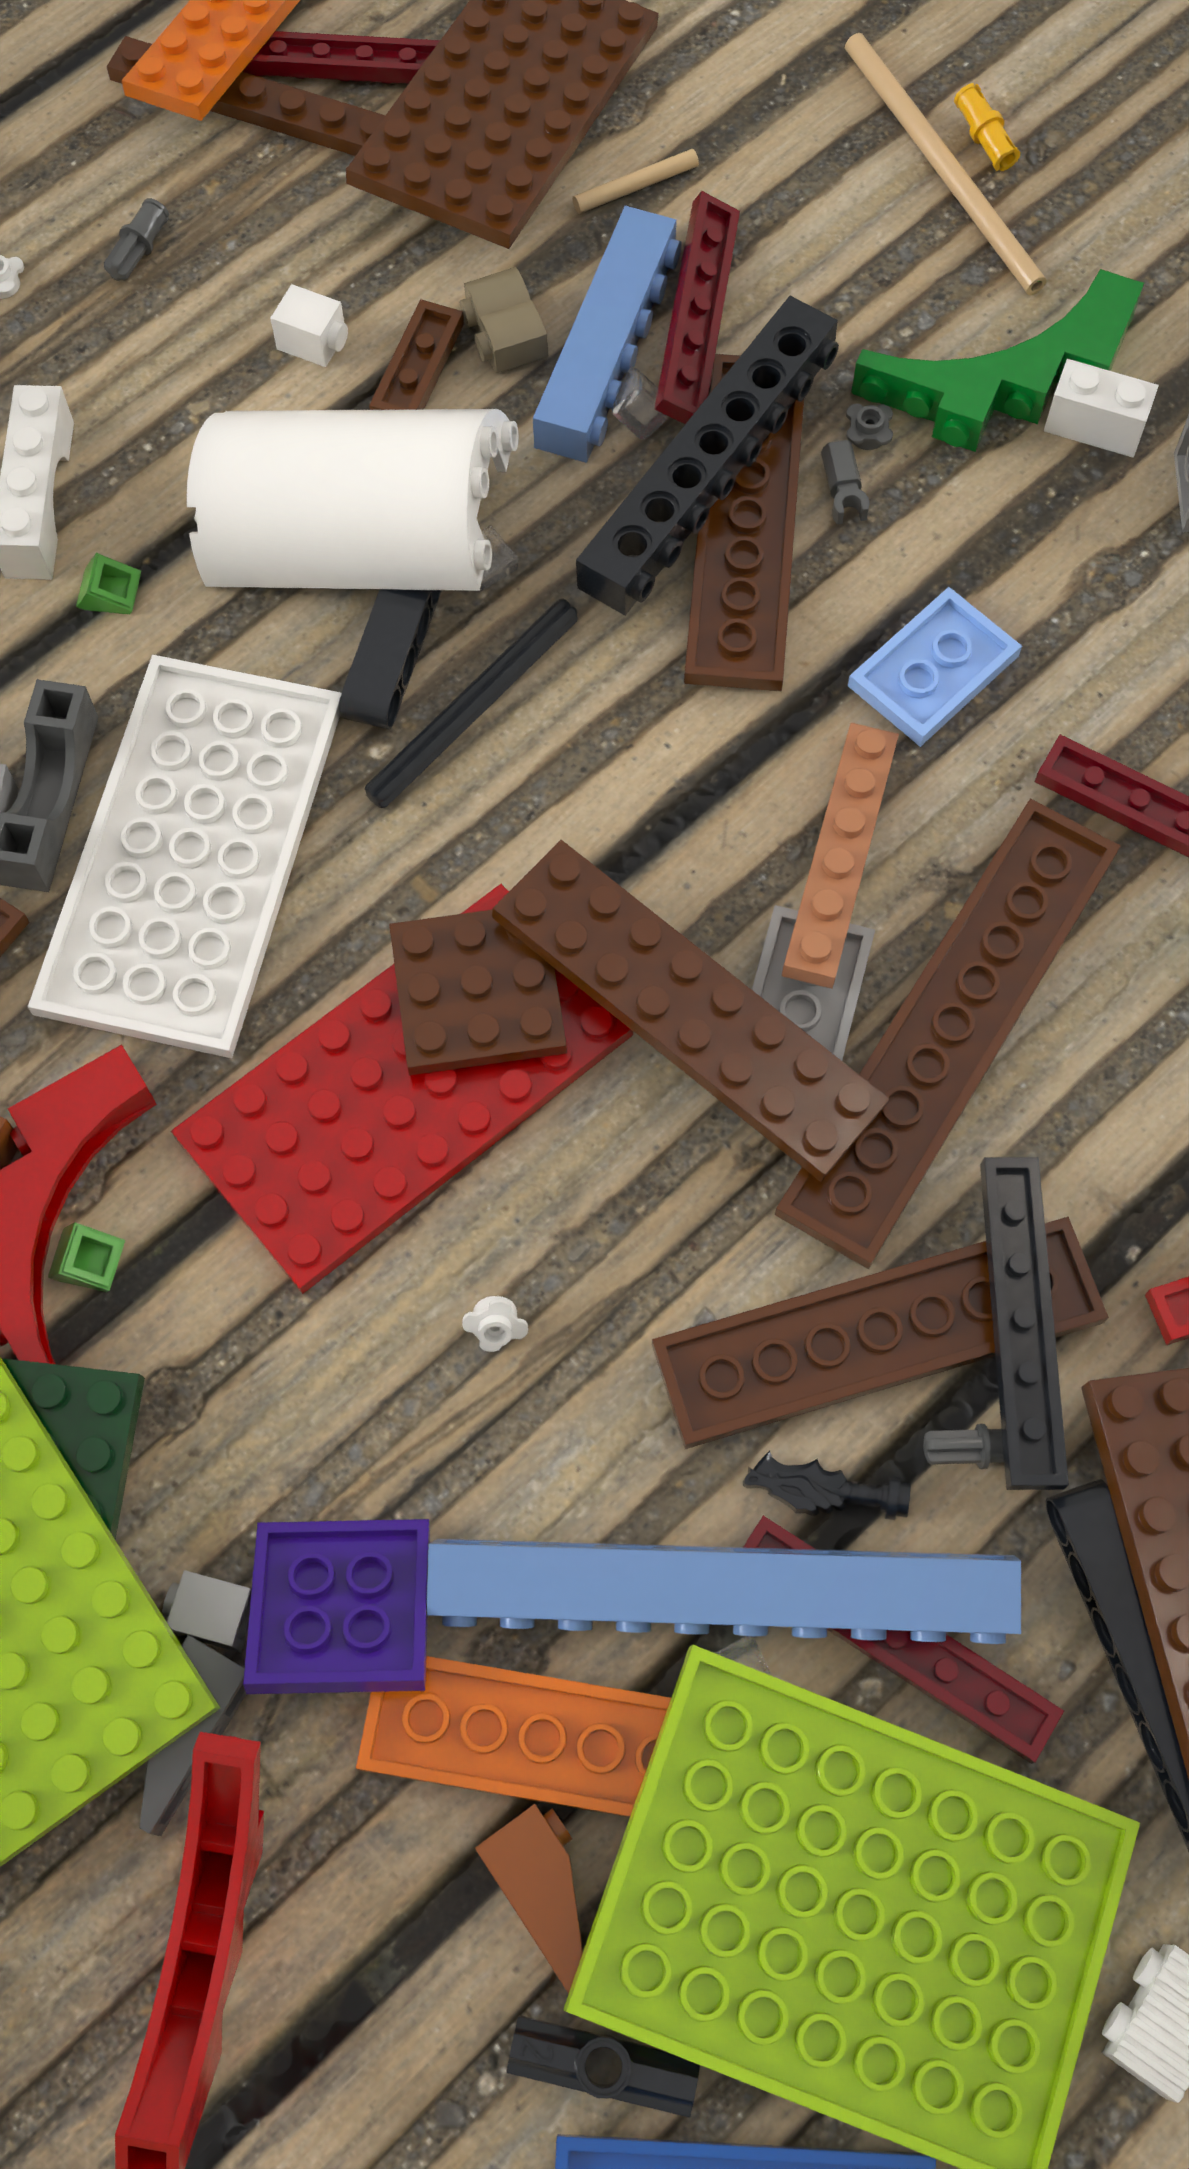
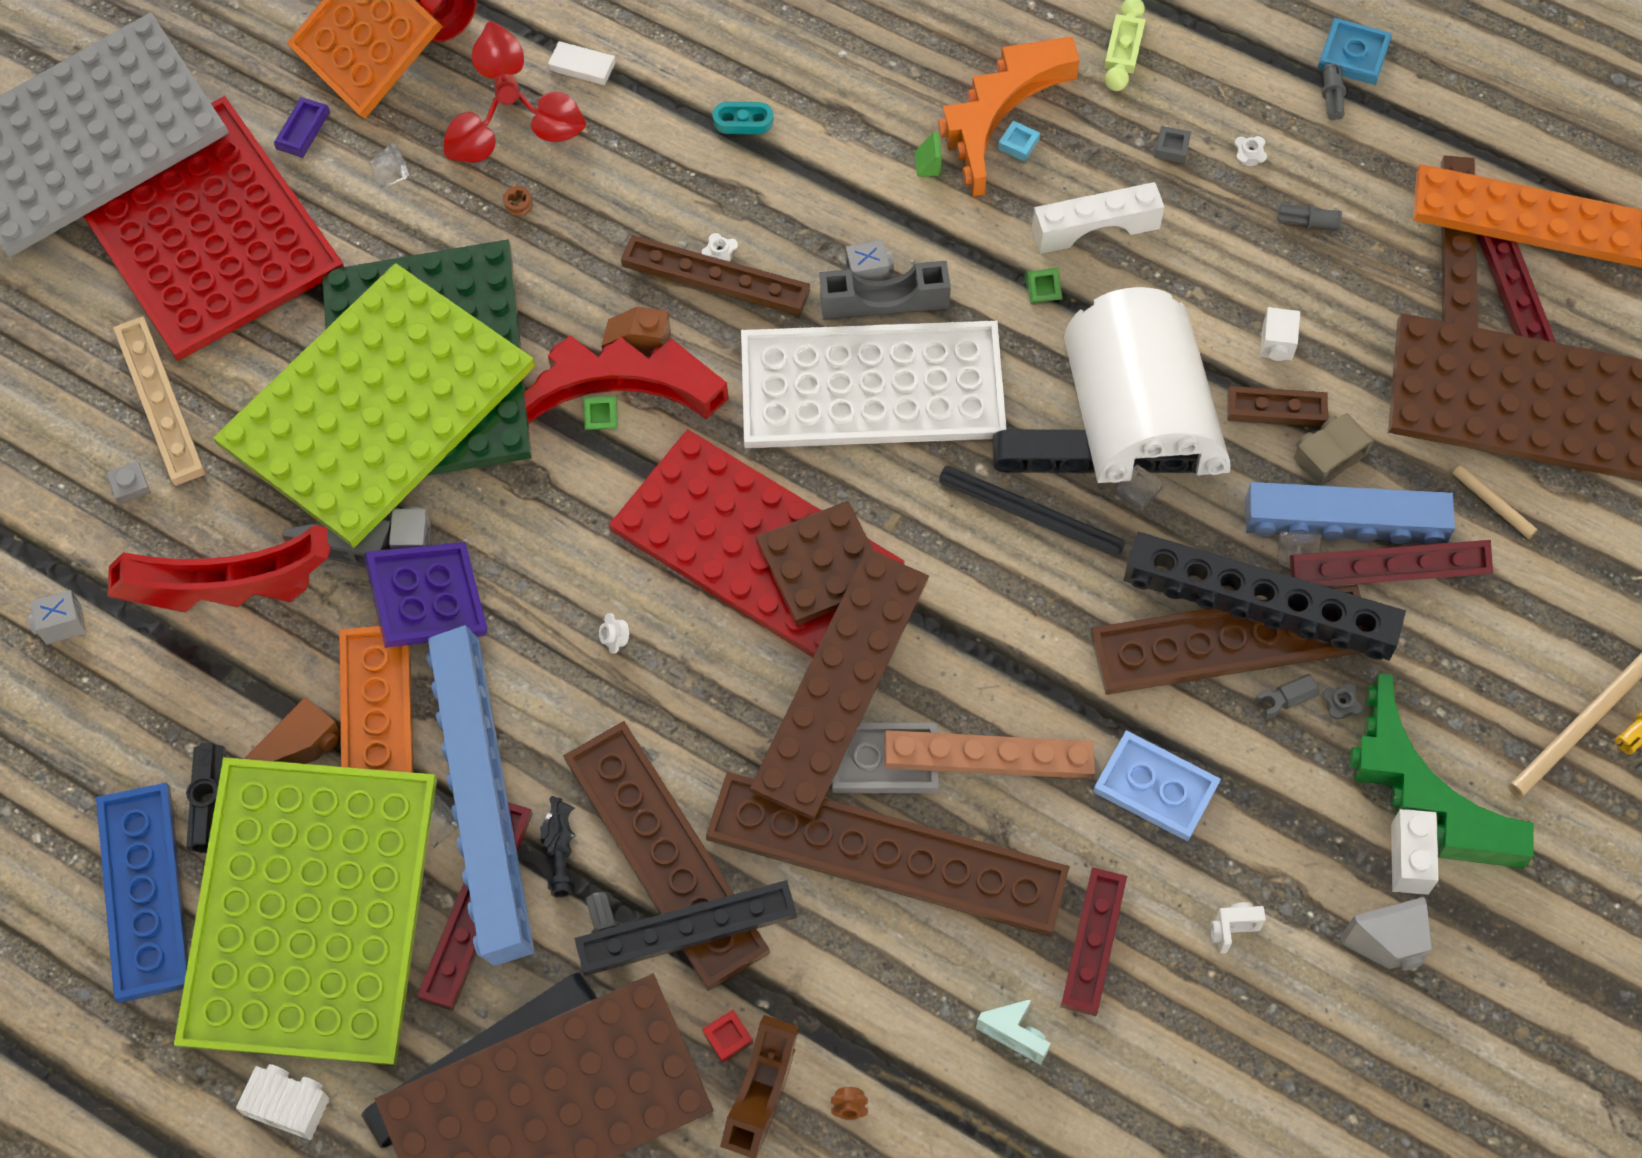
camera: 75 degrees right, 5 degrees down
(1148, 643) = (1238, 918): none -> white bracket

